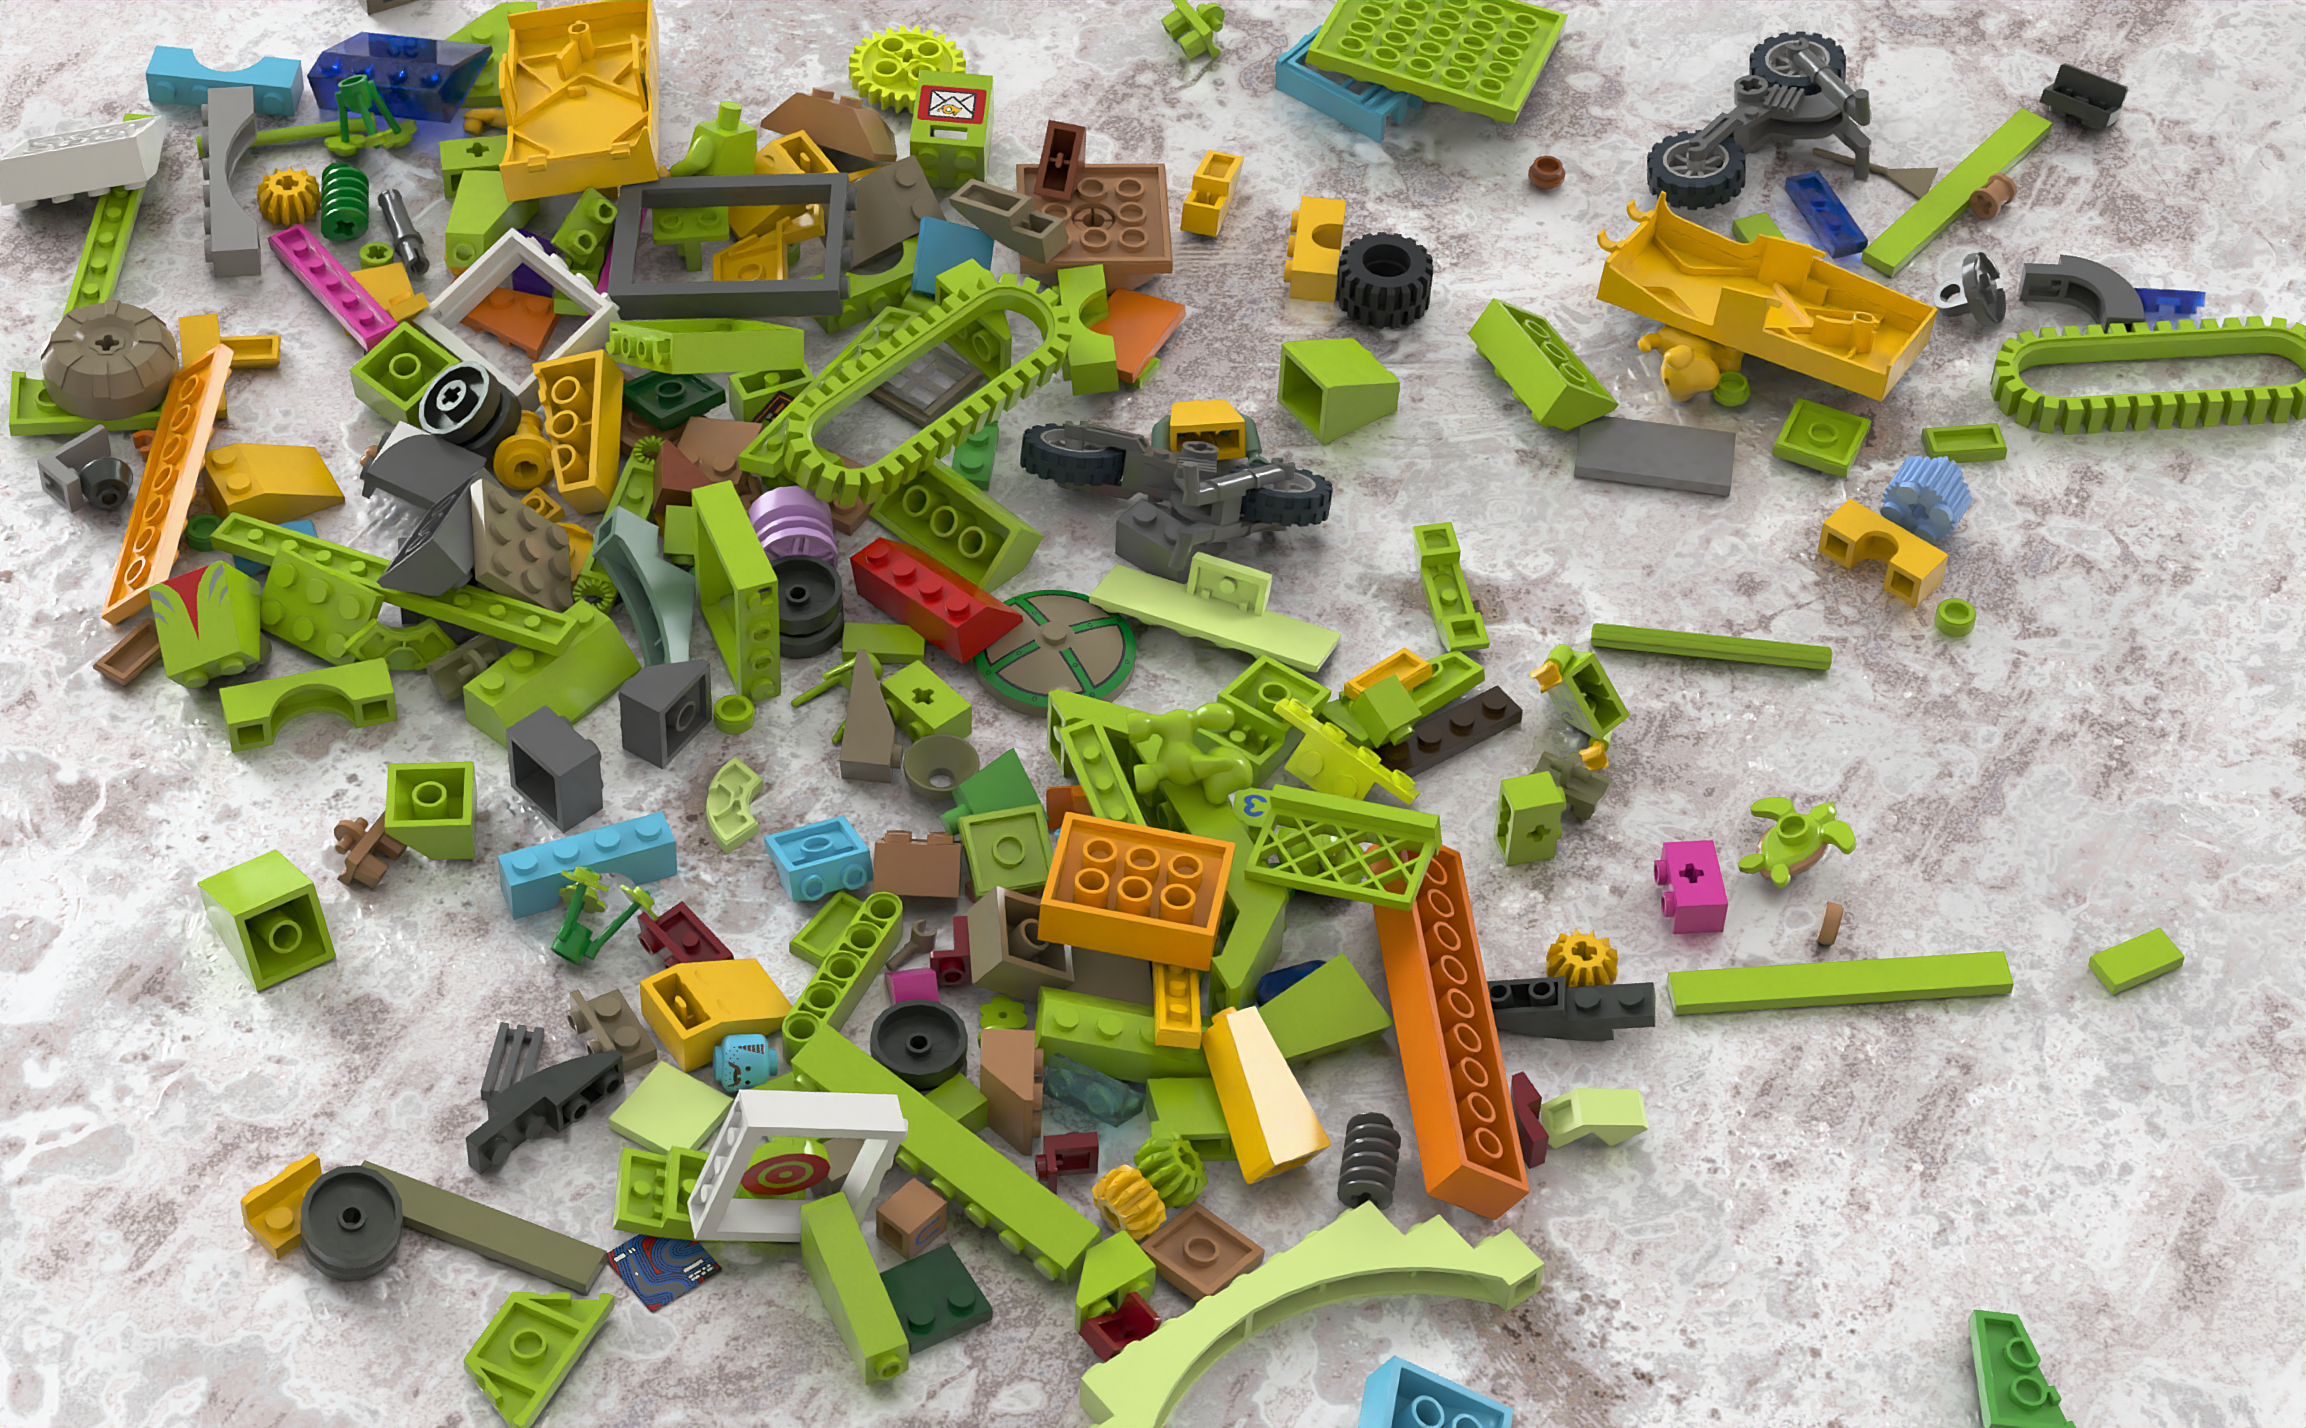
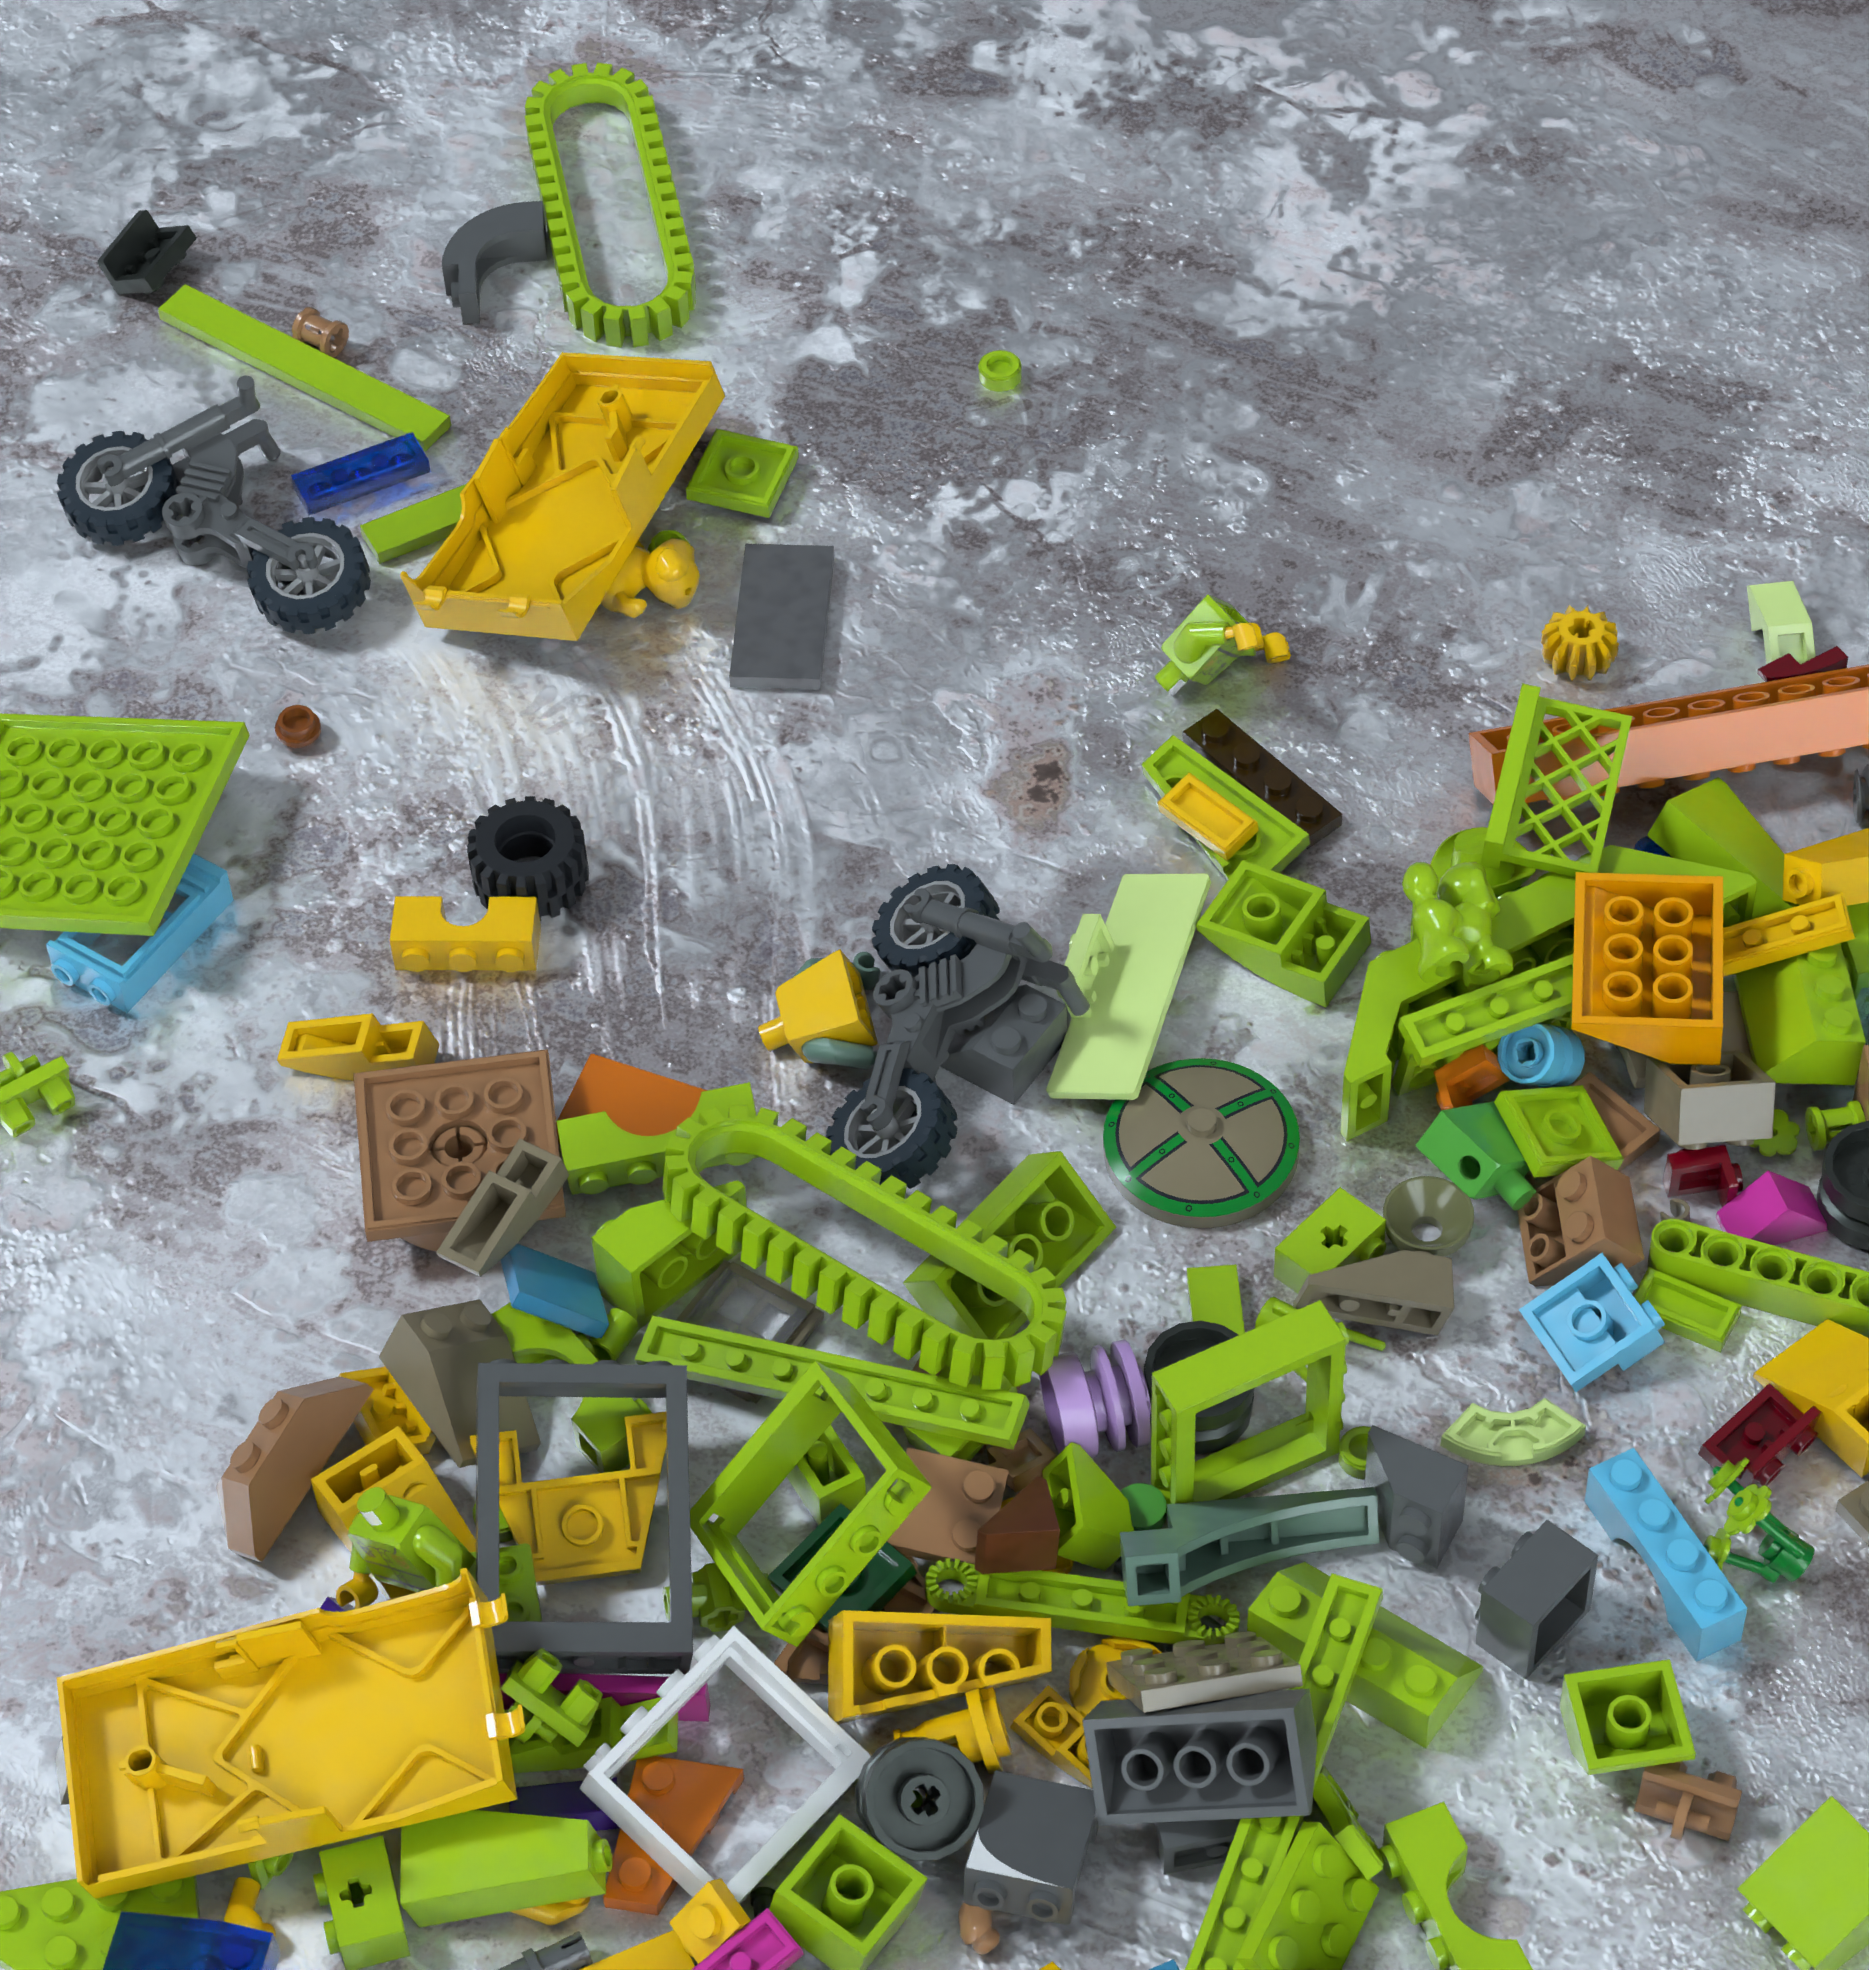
camera: 90 degrees left, 5 degrees up
(462, 665) = (1379, 1756): olive hips -> none
(890, 65) = (81, 1402): neon yellow gear -> none
(931, 598) = (1158, 1250): red slope -> none
(952, 104) = (297, 1312): lime container -> none
(976, 456) = (874, 1254): bright green hinge -> none
(1061, 160) = (392, 1163): copper slope -> none
(1334, 386) = (727, 894): lime slope -> none
(1335, 765) = (1353, 846): neon yellow bracket -> none
(1386, 712) = (1282, 798): lime brick -> none
(1446, 588) = (1050, 784): lime slope -> none
(1528, 818) = (1405, 679): lime brick -> none
(1539, 367) = (671, 708): lime slope -> none
(1571, 1013) = (1641, 636): pearl dark grey slope -> none
(1581, 786) = (1329, 660): olive hips -> none
(1691, 887) = (1449, 559): dark pink brick -> none
(1711, 646) = (1083, 561): lime axle -> none
(1795, 840) = (1371, 478): lime animal -> none
(1829, 923) = (1473, 456): medium nougat tile -> none
(1839, 982) = (1542, 457): lime tile -> none
(1861, 534) = (901, 439): yellow arch -> none
(1912, 180) = (277, 410): dark tan piece -> none
(1927, 497) = (854, 372): light blue brick -> none
(1965, 443) = (731, 361): lime tile -> none
(1976, 290) = (503, 335): dark grey tile -> none
(2136, 961) = (1456, 242): lime tile -> none
(2183, 301) = (484, 188): clear blue plate -> none

